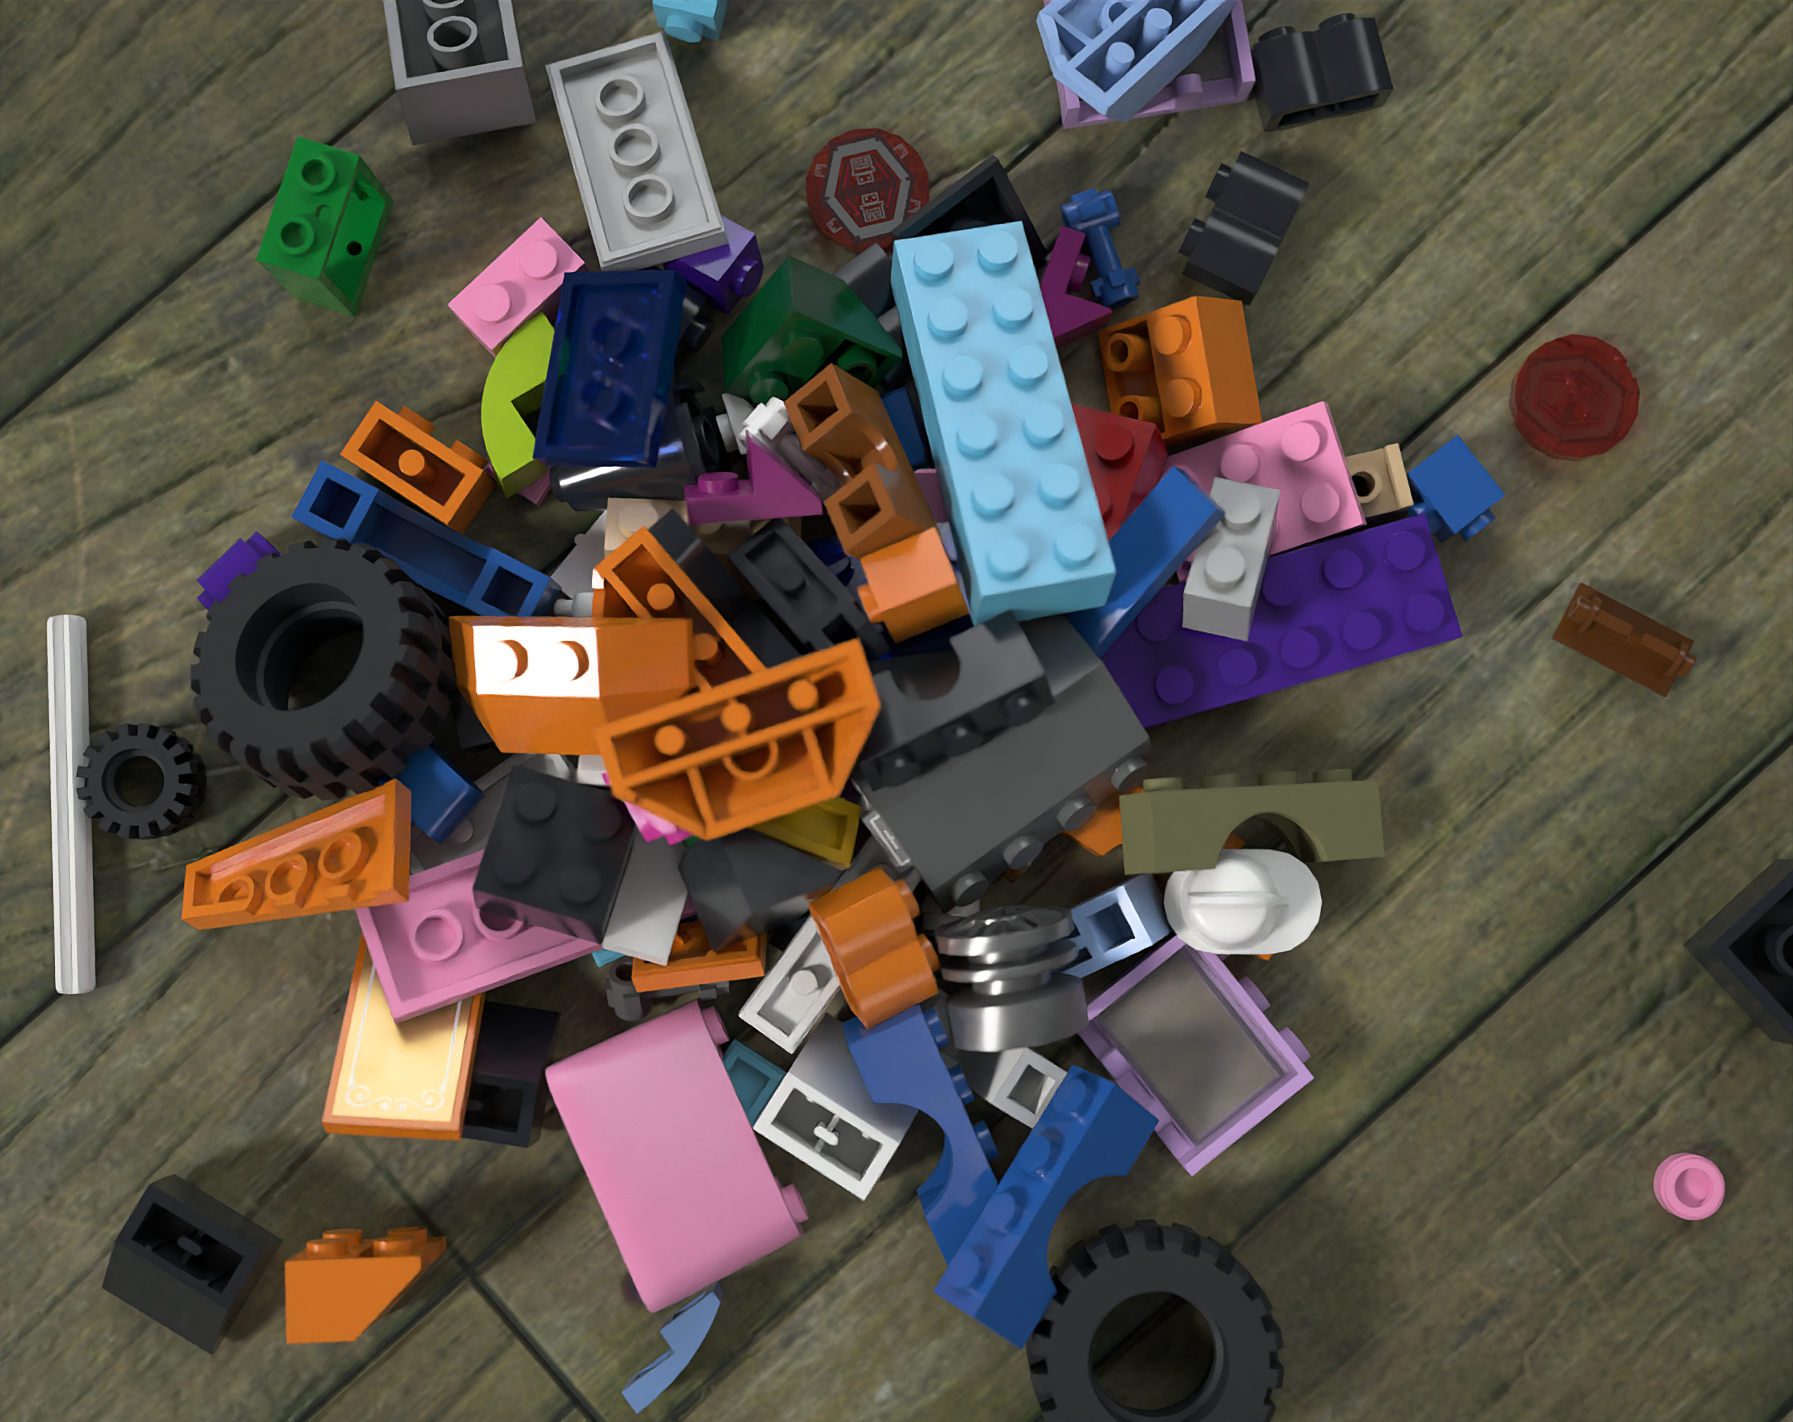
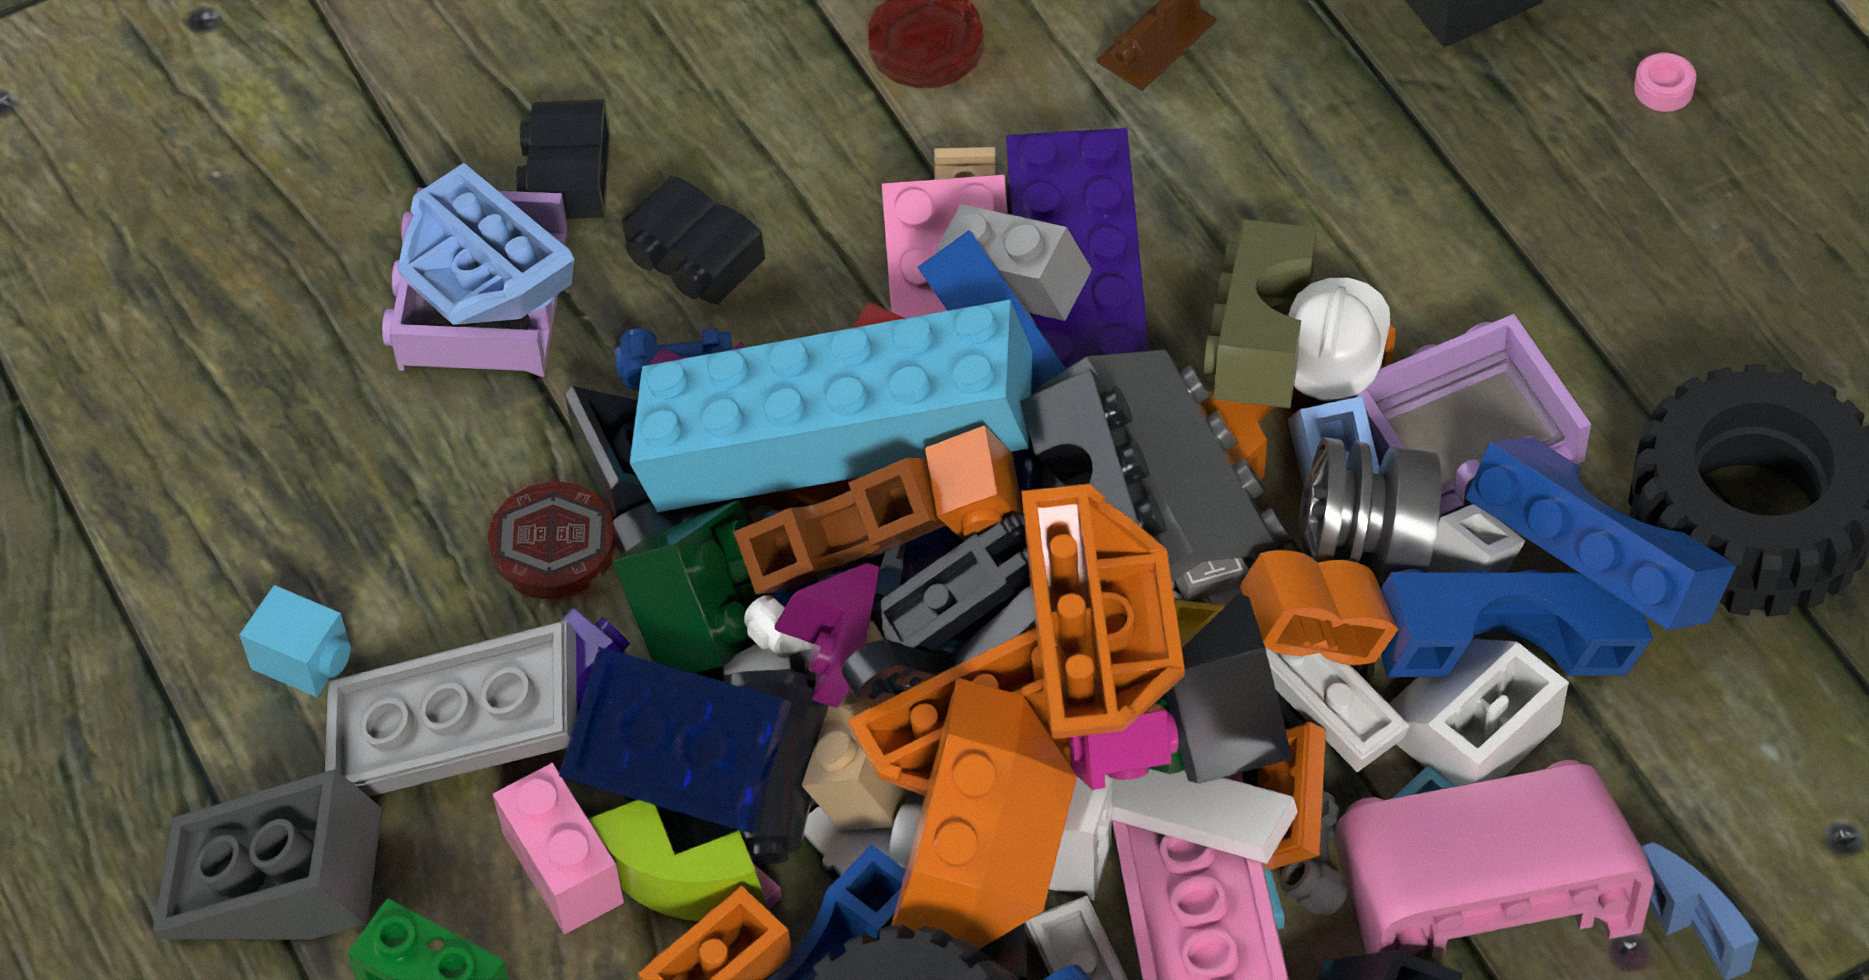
camera: 75 degrees left, 30 degrees down
(556, 855) = (1163, 874): black brick -> none
(1183, 370) = (812, 291): orange slope -> none
(1453, 492) = (985, 120): blue brick -> none

